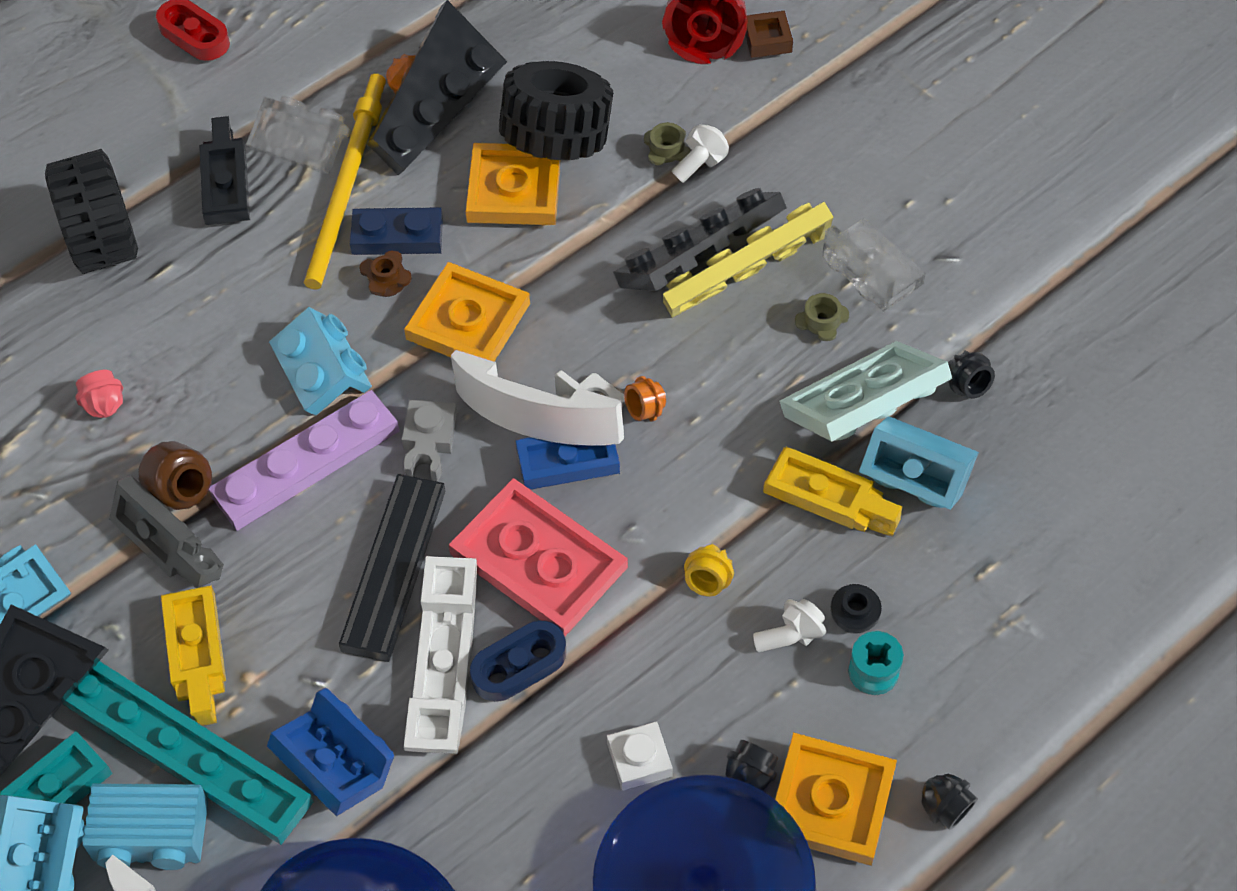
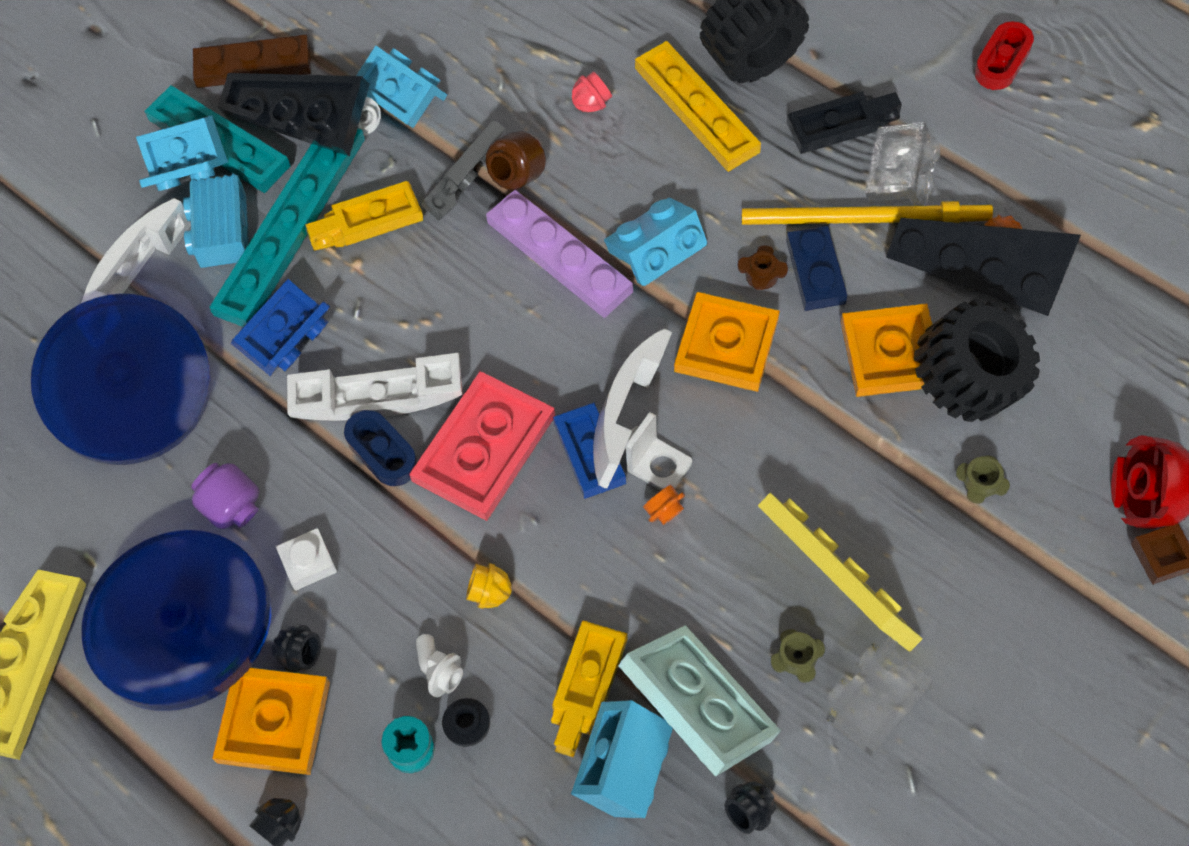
camera: 85 degrees right, 5 degrees up
(154, 297) = (697, 106): none -> yellow plate
(392, 568) = (472, 337): black tile -> none
(427, 432) = (604, 338): light grey plate -> none
(548, 831) = (225, 495): none -> medium lavender head
(648, 268) = (854, 522): black wing -> none
(707, 147) = (984, 512): white plate -> none

